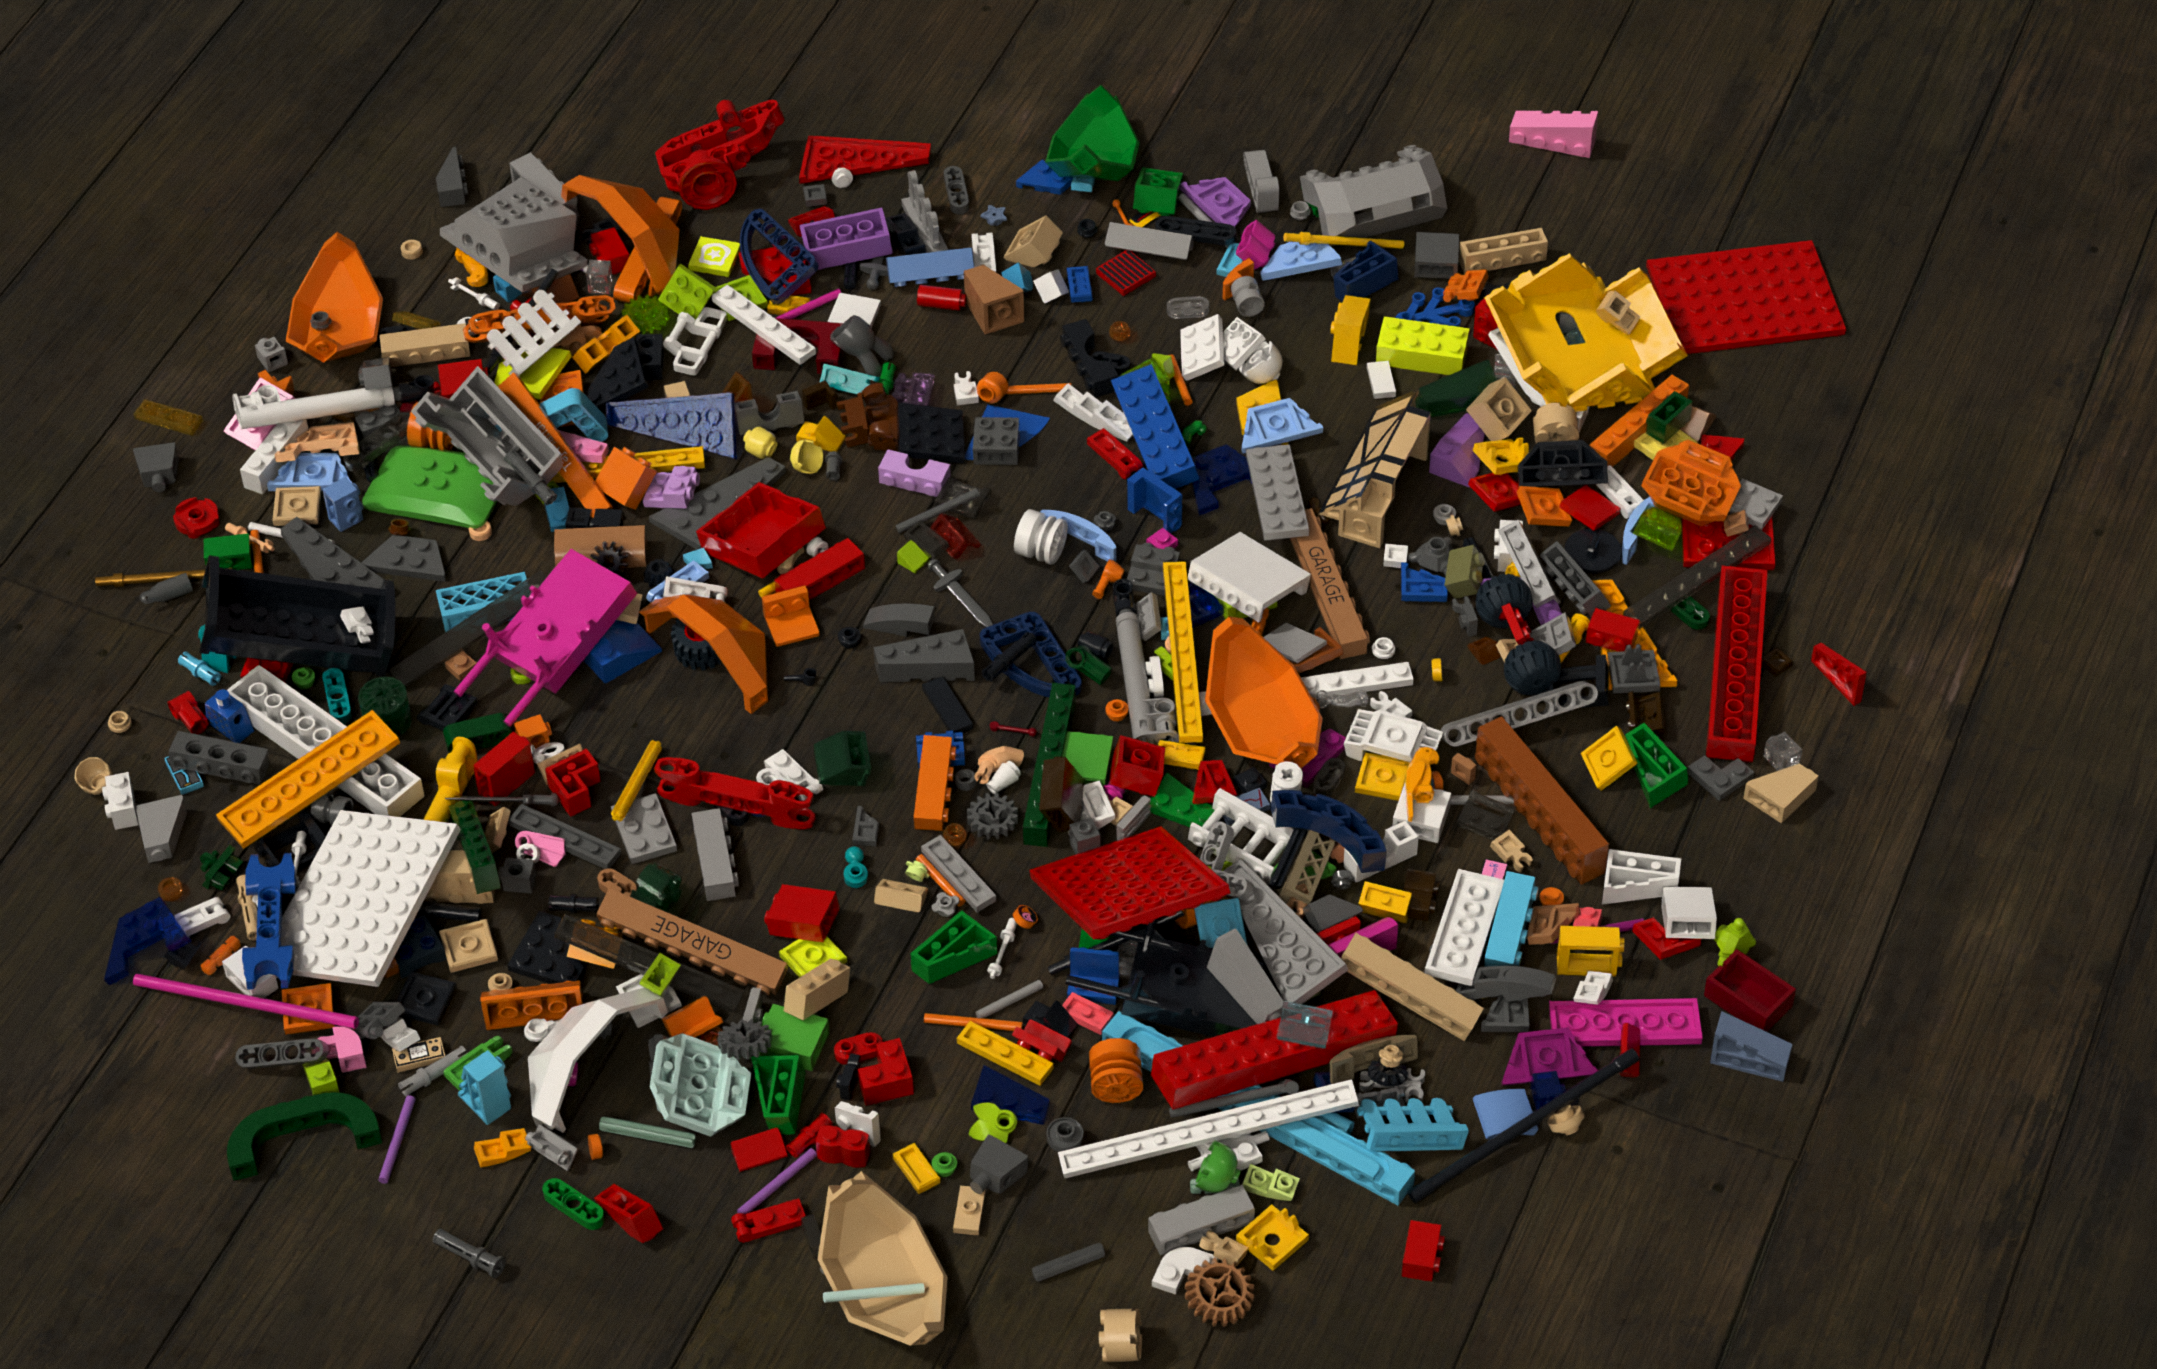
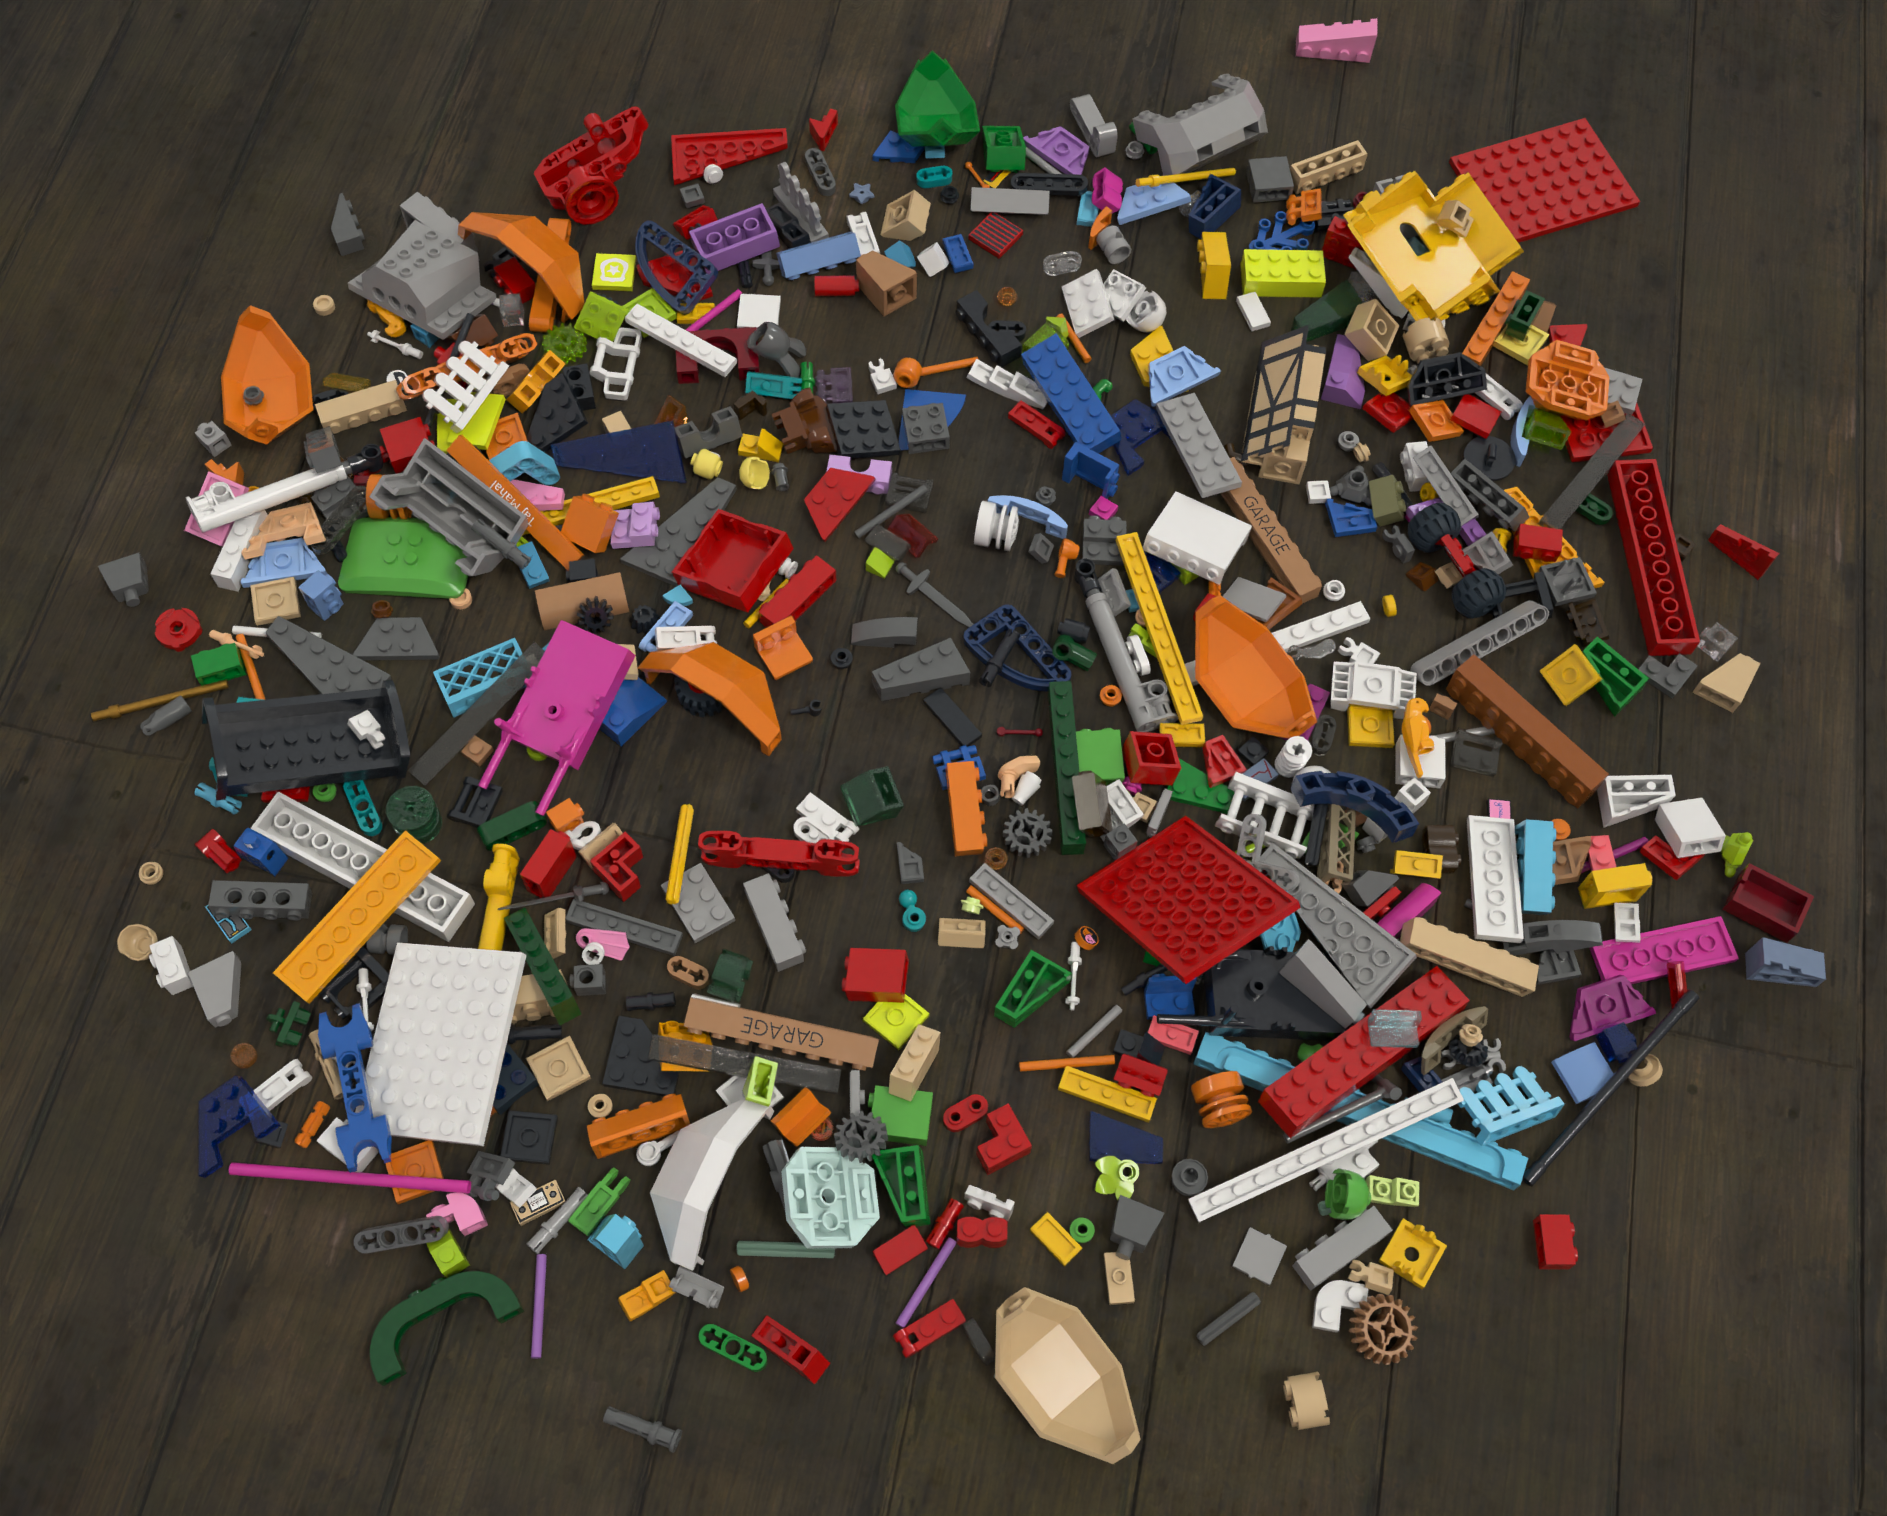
camera: 15 degrees left, 15 degrees up
(168, 417) = (125, 521): clear yellow tile -> none
(578, 518) = (554, 574): black tile -> none
(847, 1080) = (964, 1155): black plate -> none
(876, 1292) = (1056, 1401): light aqua bar -> none
(883, 489) = (835, 498): none -> red wing
(972, 150) = (824, 130): none -> red slope
(1076, 209) = (934, 176): none -> teal beam
(1117, 1217) = (1259, 1256): none -> light grey piece
(1511, 848) = (1507, 784): tan plate -> none

